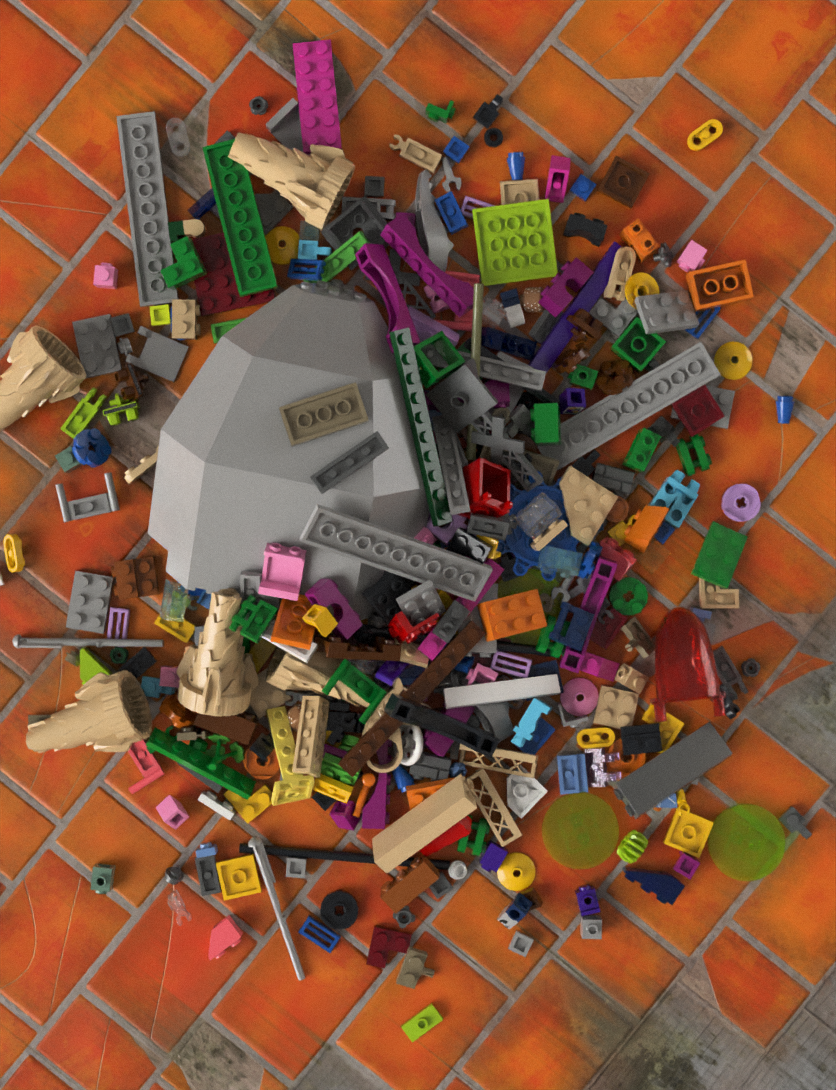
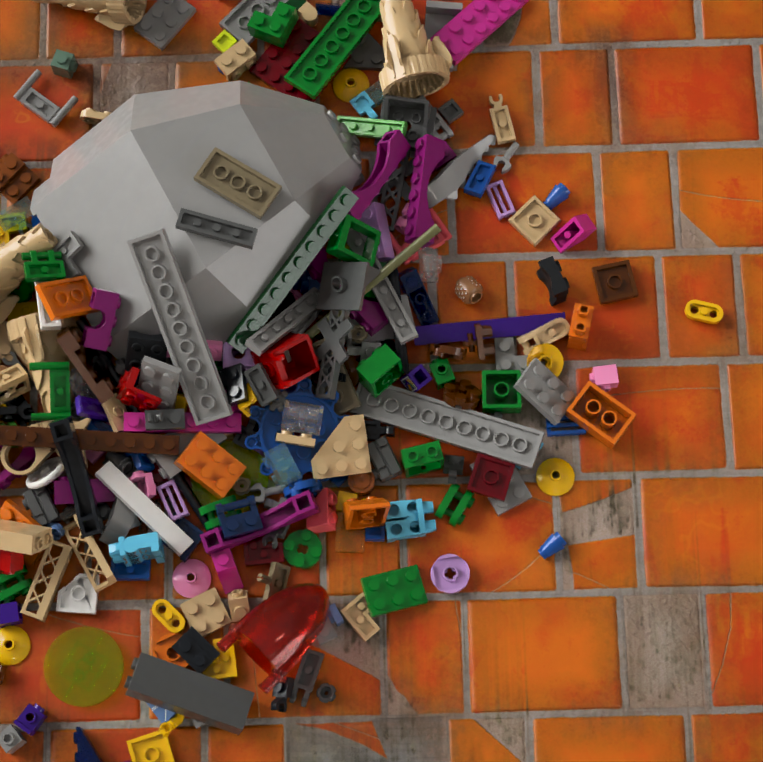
camera: 50 degrees right, 15 degrees down
(83, 414) = (105, 48): lime hinge -> none
(98, 441) = (93, 74): blue plate -> none
(113, 413) = (133, 67): lime hips -> none
(121, 325) = (194, 22): dark grey plate -> none
(124, 346) = (180, 36): light grey plate -> none
(134, 381) = (152, 66): reddish brown hips -> none
(159, 355) = (195, 65): light grey flag -> none
(282, 571) = (97, 259): bright pink panel -> none
(317, 277) = (346, 118): blue tile -> none
(320, 618) = (82, 312): yellow panel -> none
(339, 704) = (35, 400): black plate -> none
(402, 778) = (16, 492): blue cone -> none
(436, 113) = (543, 111): green bracket -> none
(456, 149) = (529, 145): blue plate -> none
(487, 113) = (575, 145): black plate -> none
(493, 131) = (562, 159): black plate -> none
(512, 305) = (448, 279): leg -> none
(515, 242) = (498, 241): lime plate -> none
(544, 326) = (458, 312): dark grey plate -> none
(572, 773) = (125, 622): medium blue plate -> none
(573, 276) = (511, 300): magenta arch -> none
(574, 722) = (165, 587): light grey bracket -> none
(582, 187) = (584, 257): blue plate -> none
(596, 767) = (146, 635): plate -> none
(632, 846) = (102, 716): lime gear -> none
(664, 255) = (587, 357): dark grey plant -> none

